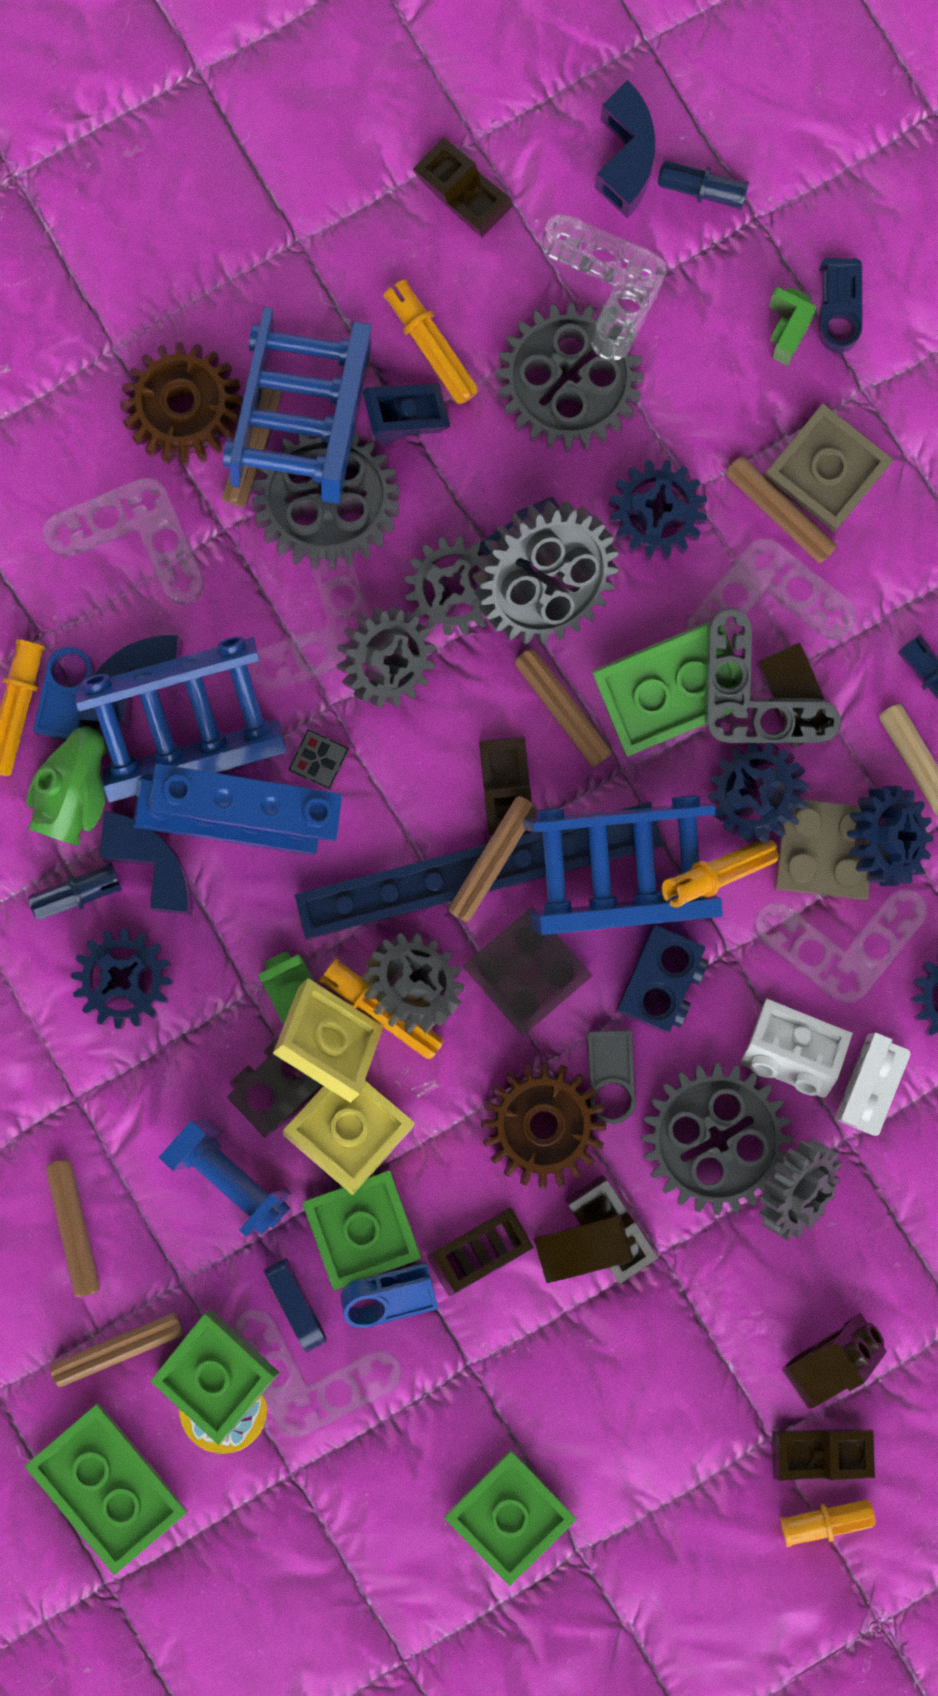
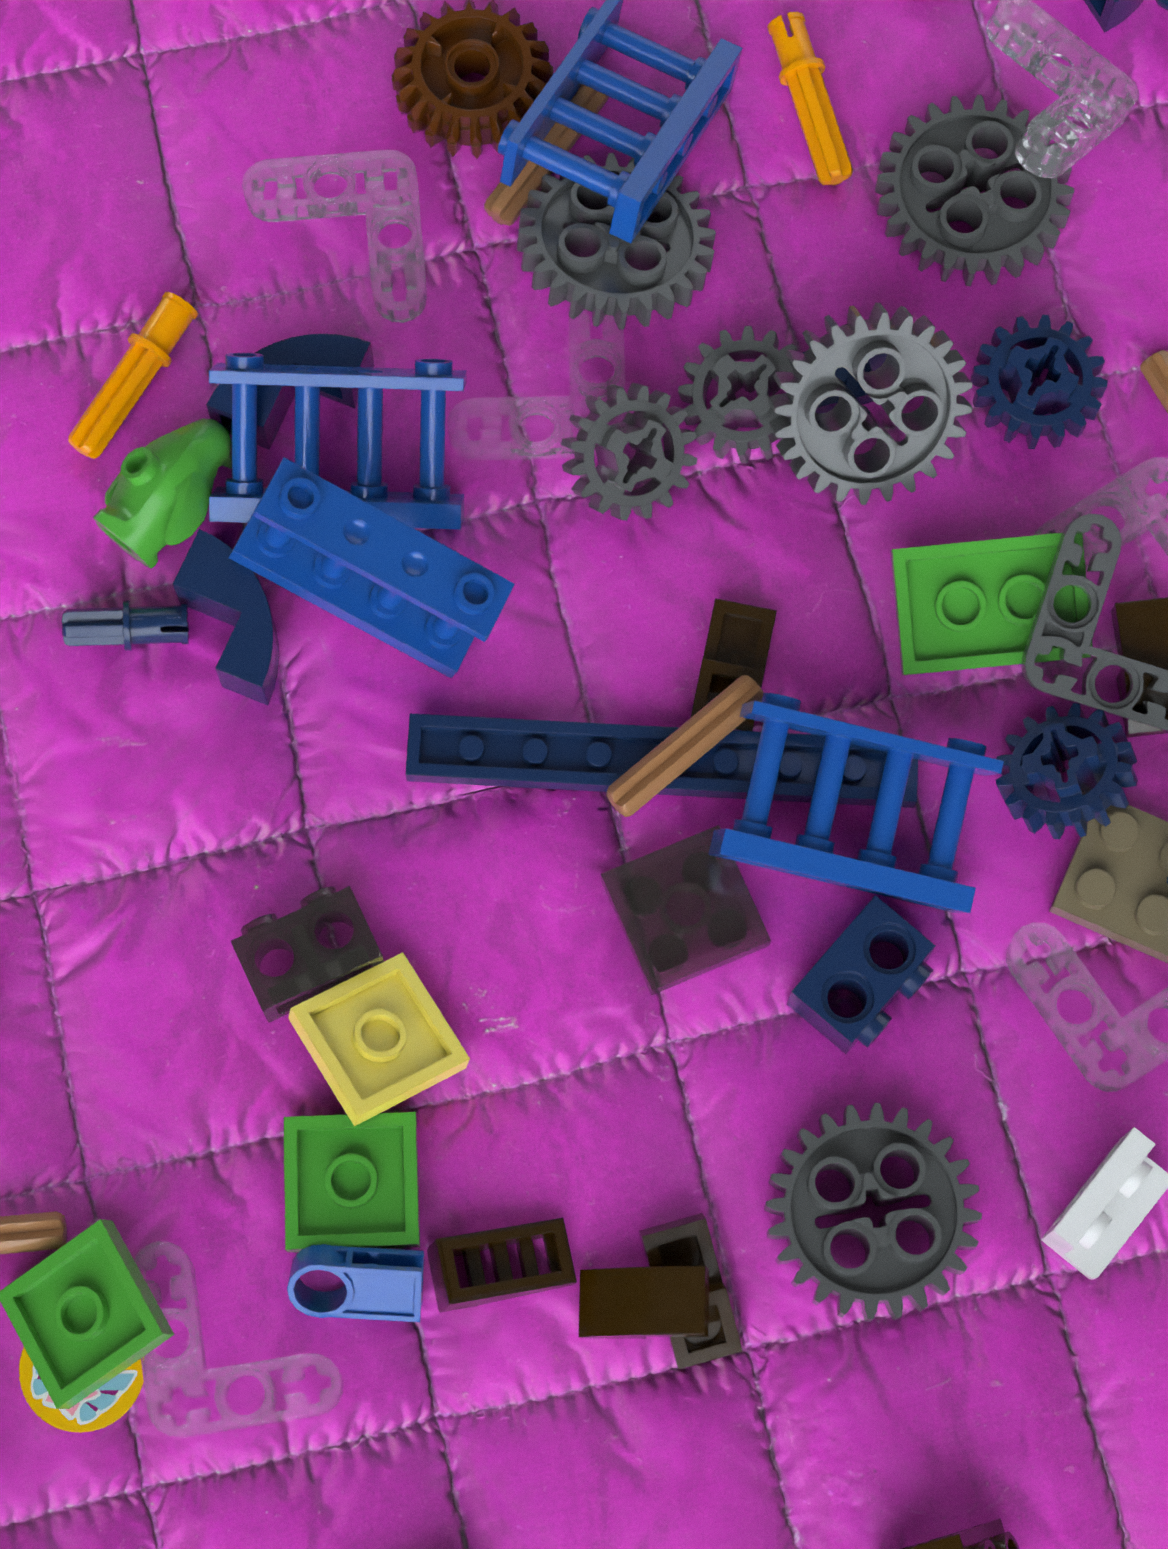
camera: 15 degrees right, 10 degrees down
(57, 705) = (186, 386): blue piece -> none
(109, 964) = (125, 759): dark blue gear -> none
(198, 1149) = (170, 992): blue fence -> none
(282, 980) = (364, 833): bright green bracket -> none
(295, 1305) = (227, 1253): dark blue piece -> none
(319, 759) = (504, 552): tile -> none
(328, 1040) = (390, 908): light yellow plate -> none
(352, 989) = (475, 899): light orange axle -> none
(405, 411) = (750, 164): dark blue slope -> none
(412, 983) = (527, 873): dark grey gear -> none
(563, 707) = (838, 591): medium nougat axle -> none
(572, 1129) = (648, 1078): reddish brown gear -> none
(611, 1062) = (760, 1069): dark grey piece -> none
(706, 878) = (964, 853): light orange axle -> none
(796, 1049) = (1017, 1127): white bracket -> none
(800, 1189) = (967, 1311): dark grey gear -> none

